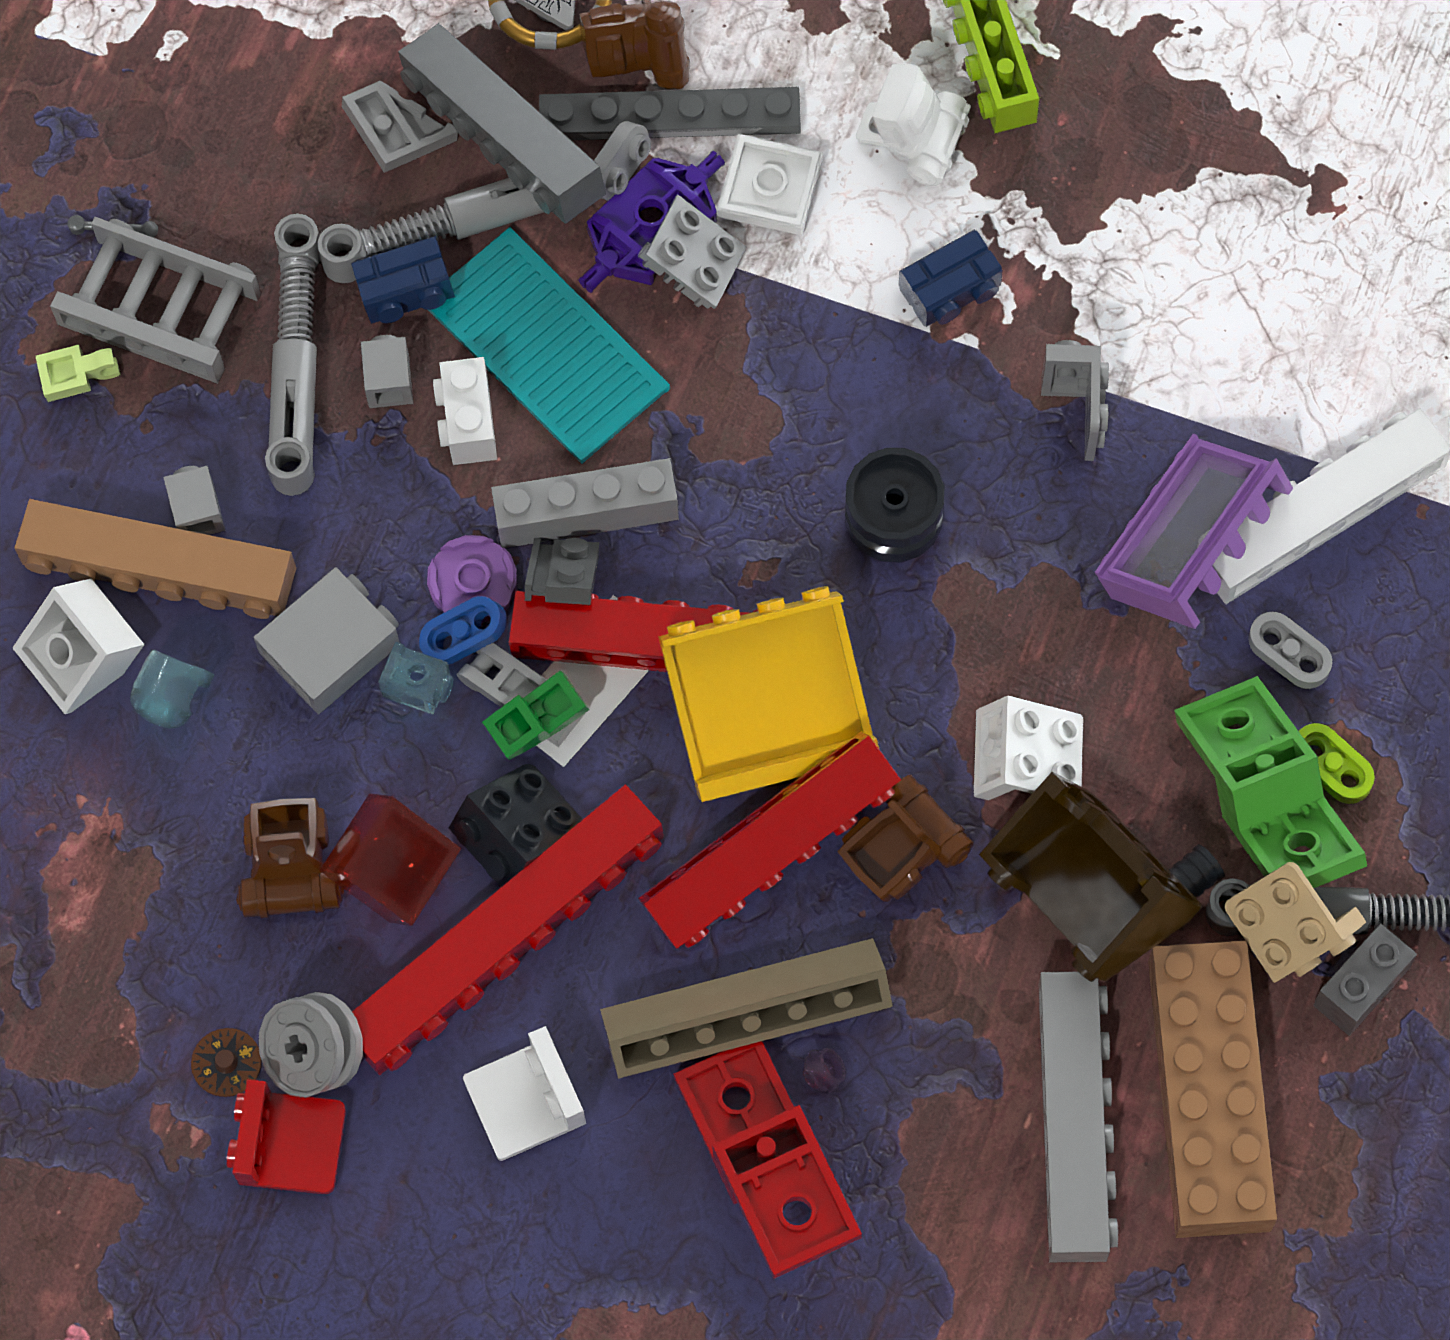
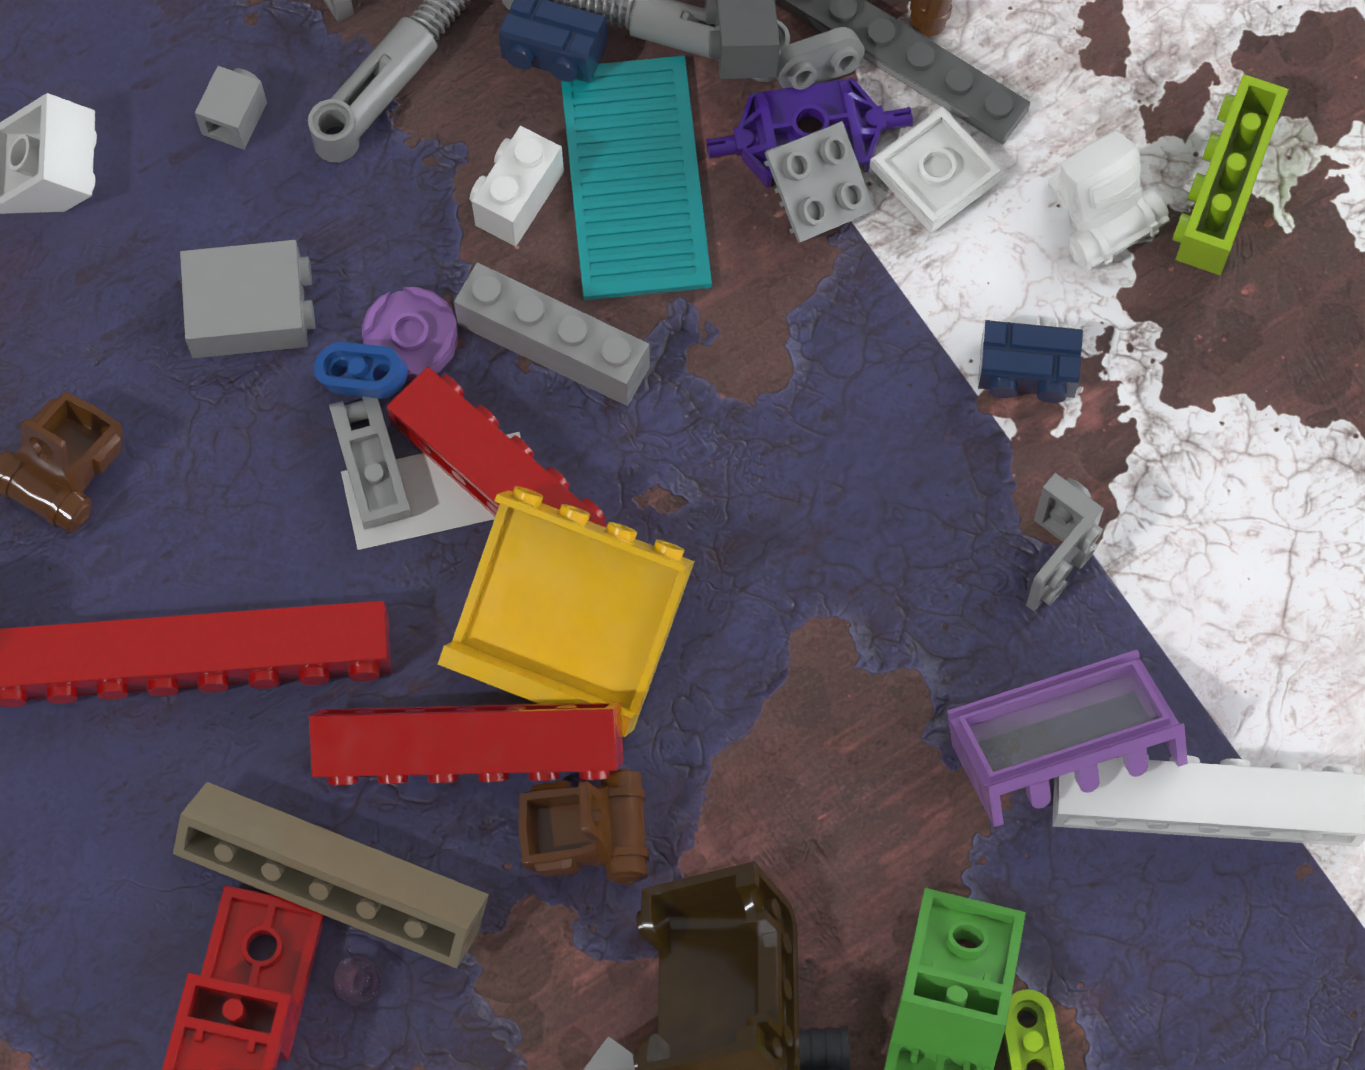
camera: 35 degrees right, 0 degrees up
(155, 559) = (162, 131): medium nougat brick -> none
(166, 689) = (79, 242): clear light blue helmet -> none
(386, 371) = (478, 106): light grey brick -> none
(390, 859) = (134, 521): clear red piece -> none
(420, 694) = (282, 367): clear light blue brick -> none
(512, 821) = (273, 563): black bracket -> none
(525, 1097) = (88, 811): white bracket -> none
(535, 717) = (358, 488): green slope -> none
(562, 571) = (483, 378): dark grey plate -> none
(894, 504) = (810, 496): black wheel -> none
(1023, 744) = (768, 822): white bracket -> none
(1293, 648) = (1075, 912): light grey plate -> none

